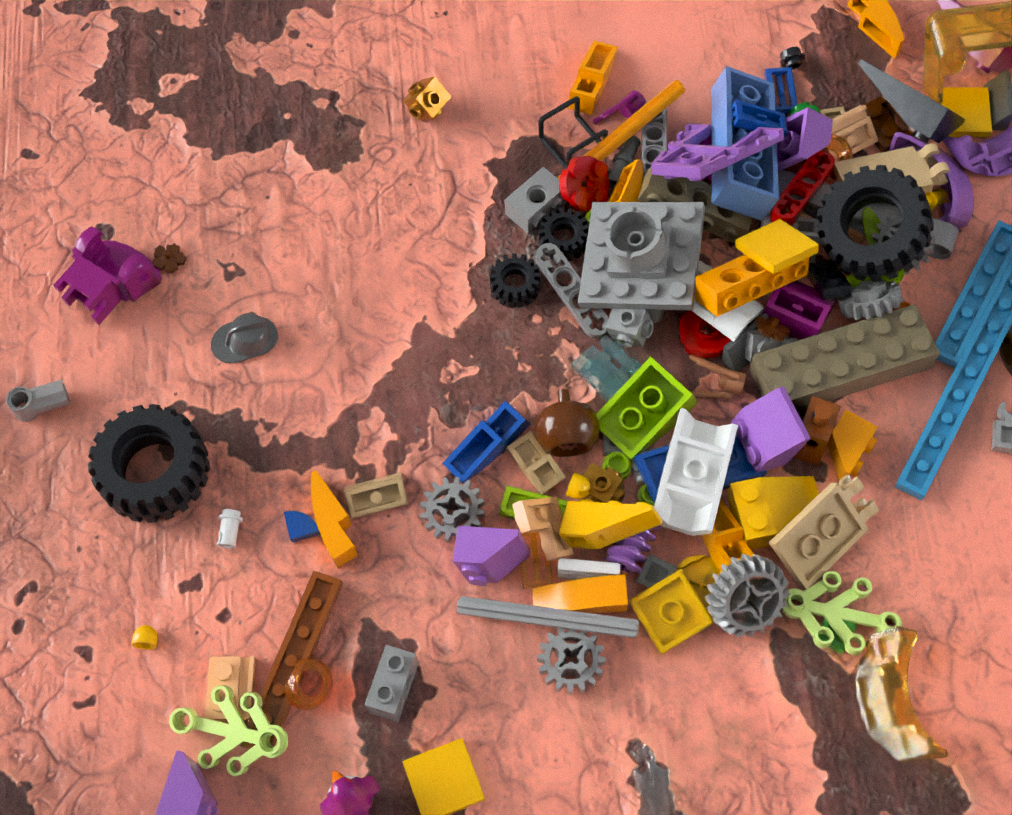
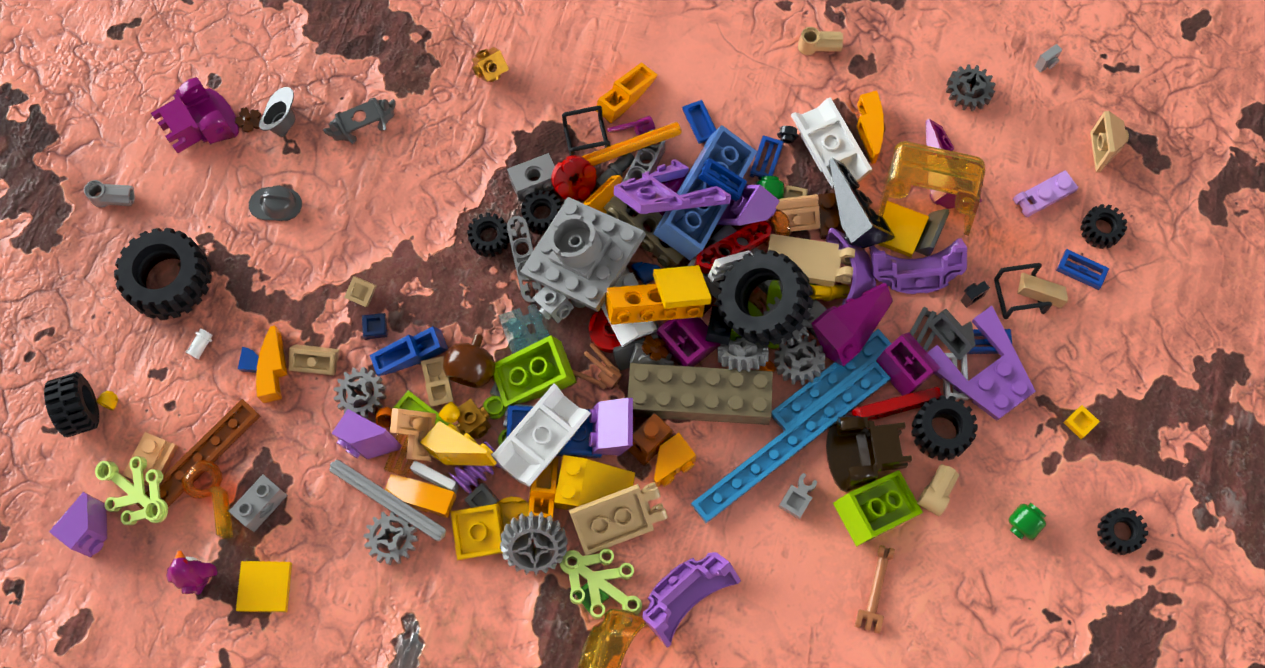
camera: 20 degrees right, 5 degrees up
(107, 656) = (71, 404): none -> black tyre
(203, 234) = (278, 113): none -> dark grey piece
(287, 222) = (375, 111): none -> dark grey piece
(351, 712) = (221, 512): none -> clear yellow tile
(399, 394) = (360, 291): none -> tan brick
(430, 430) = (374, 326): none -> dark blue tile
(493, 519) = (381, 419): none -> orange hinge
(694, 81) = (699, 120): none -> blue tile
(714, 255) = (644, 271): none -> blue tile
(811, 204) = (725, 263): none -> white tile
(841, 46) = (829, 138): none -> white piece
(934, 285) = (802, 363): none -> light grey gear
(937, 578) = (683, 590): none -> medium lavender windscreen
(969, 227) = (847, 328): none -> magenta wedge

